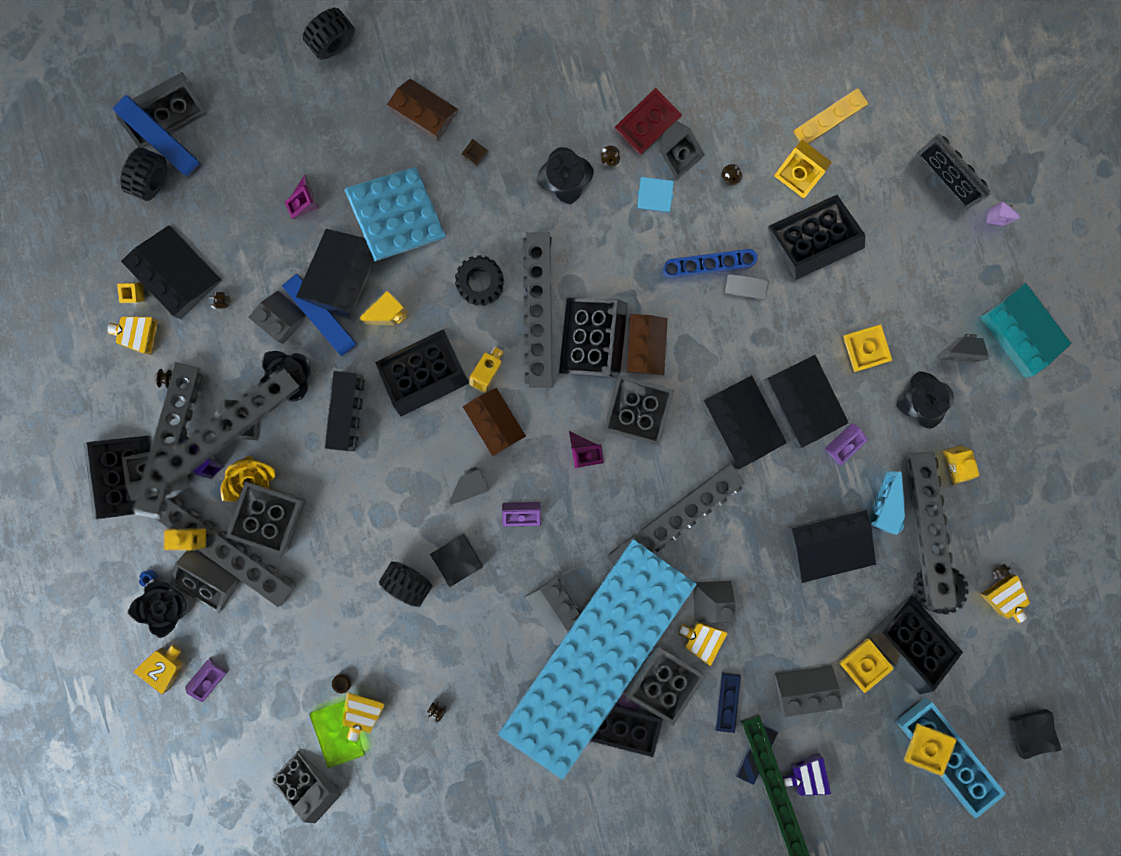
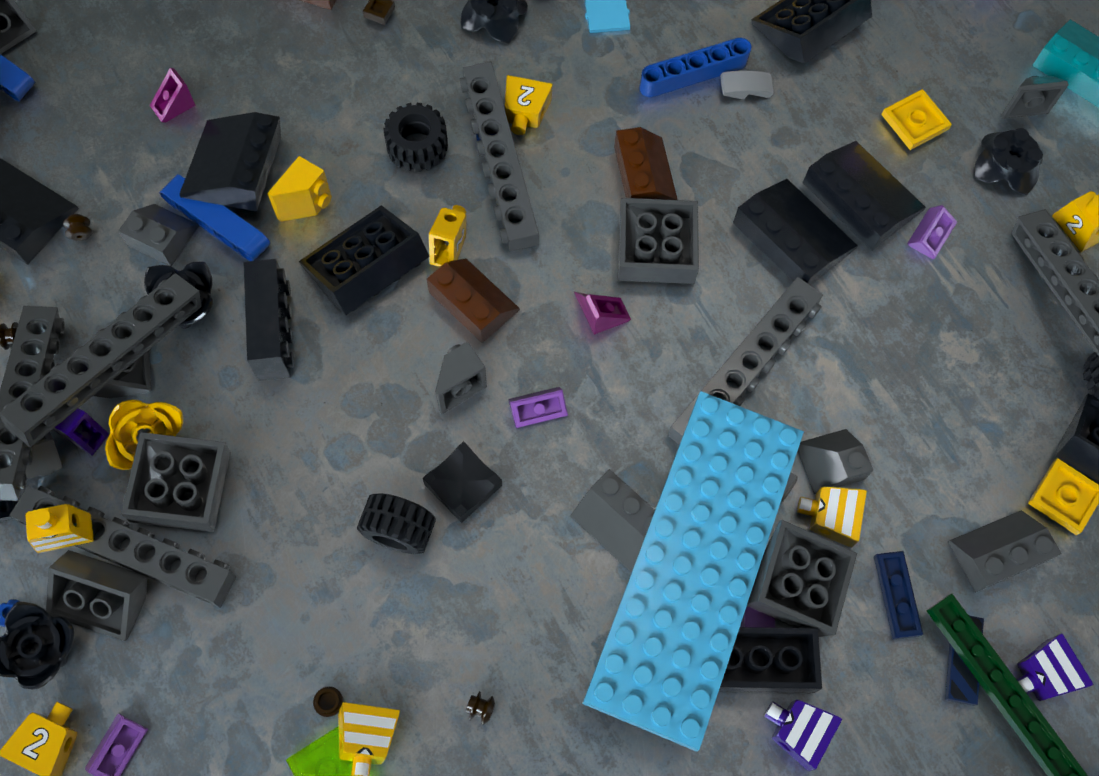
camera: 20 degrees left, 20 degrees down
(395, 213) = (292, 83): medium azure plate -> none
(569, 267) = (526, 102): none -> yellow torso
(593, 337) = (576, 173): black slope -> none
(636, 774) = (803, 731): none -> dark purple torso
(833, 545) = (962, 351): black slope -> none
(888, 507) = (1017, 283): medium azure slope -> none

